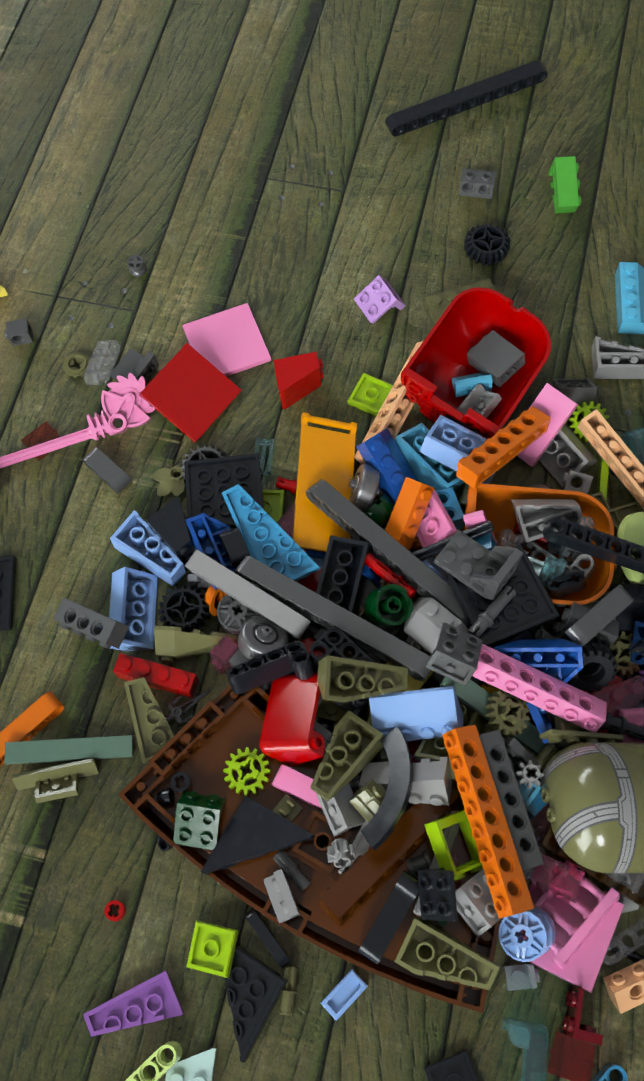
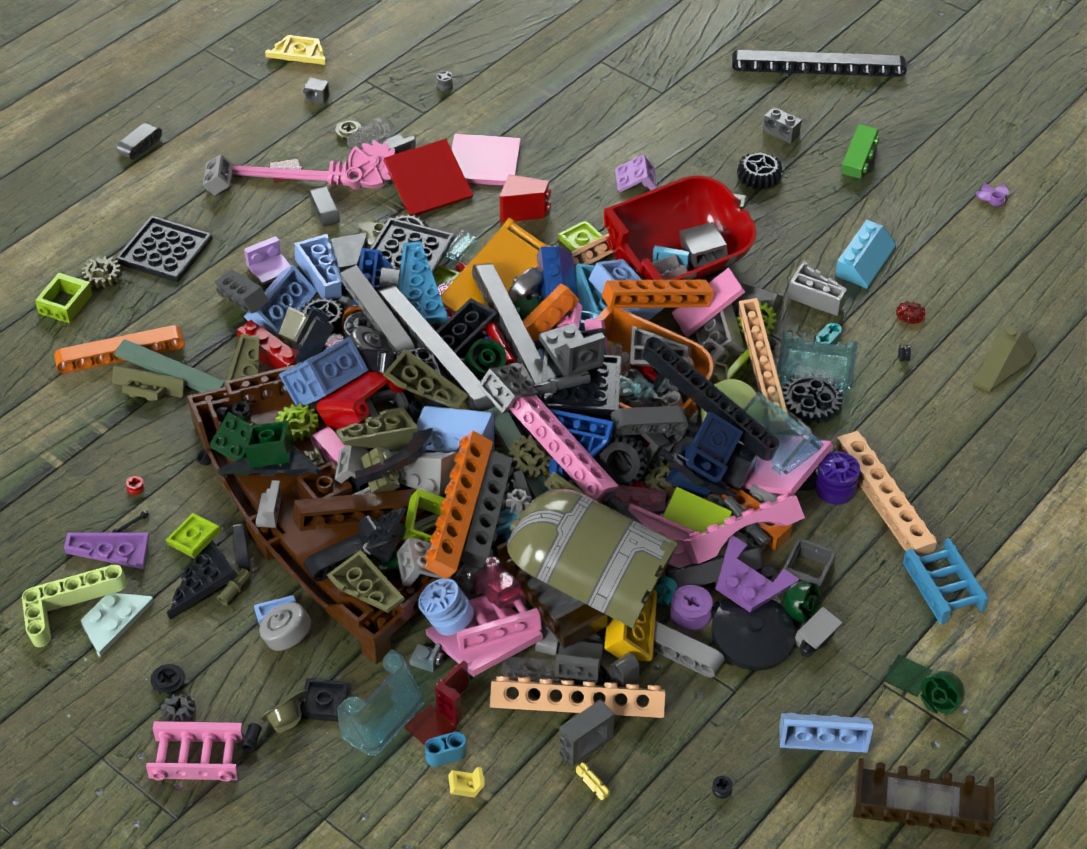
camera: 20 degrees right, 20 degrees down
(91, 566) = (266, 260): none -> lavender bracket
(129, 979) = (144, 514): none -> black hinge
(205, 668) = (311, 335): none -> black arch
(244, 827) = (269, 444): none -> dark green brick
(250, 716) = (323, 372): none -> medium blue bracket
(291, 870) = (288, 496): dark grey axle -> none
(340, 853) = (332, 487): light grey gear -> none
(371, 1021) = (285, 626): none -> light grey wheel

